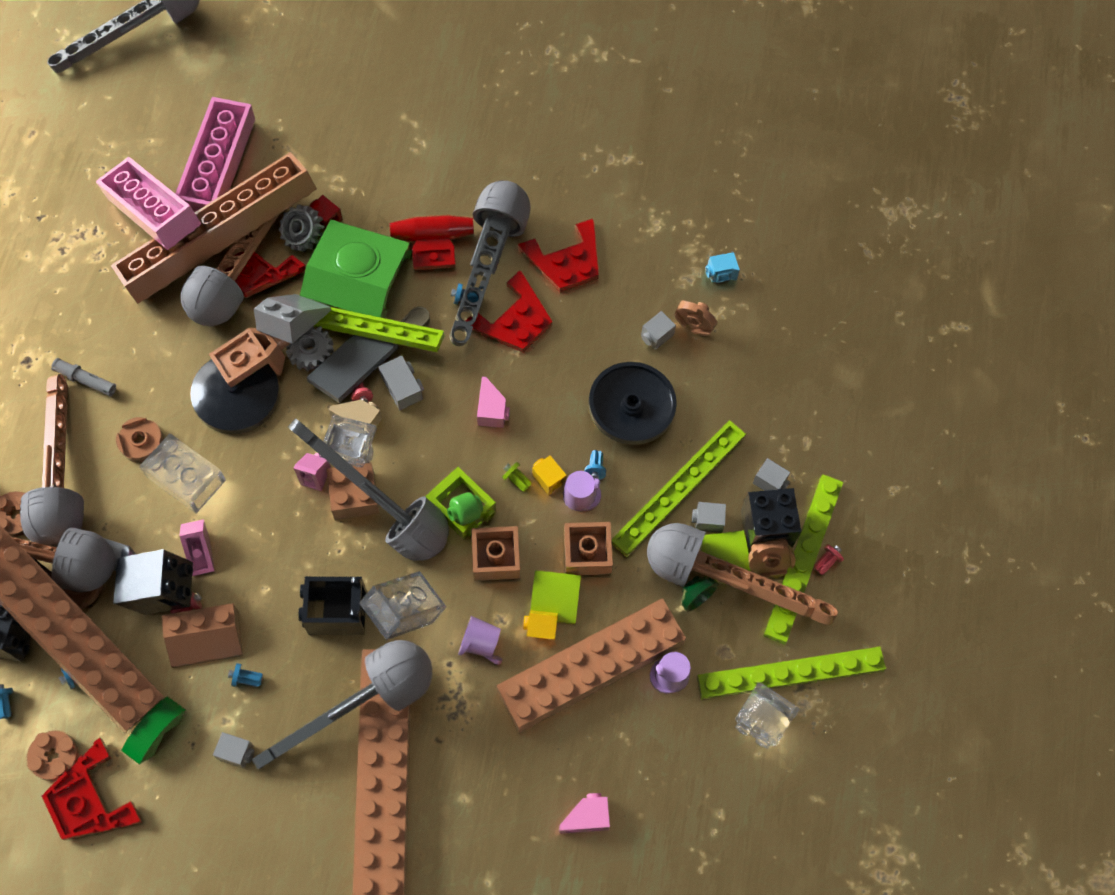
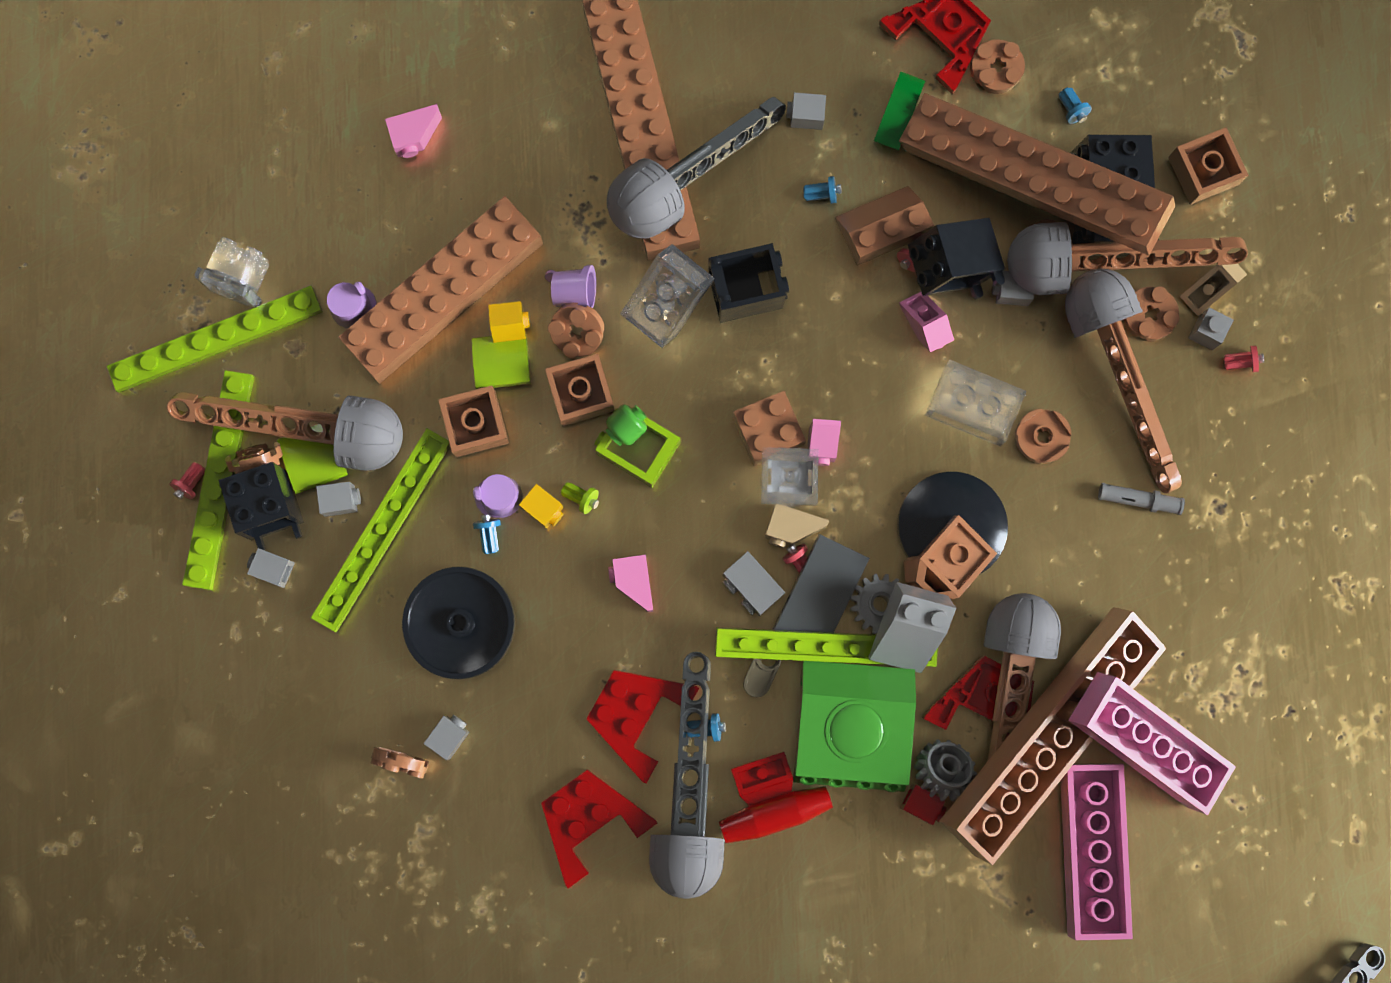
camera: 165 degrees right, 15 degrees up
(418, 530) = (684, 399): piece -> none
(486, 602) = (579, 316): none -> nougat plate
(697, 592) = (334, 395): dark green piece -> none
(722, 268) = (379, 852): medium azure window -> none

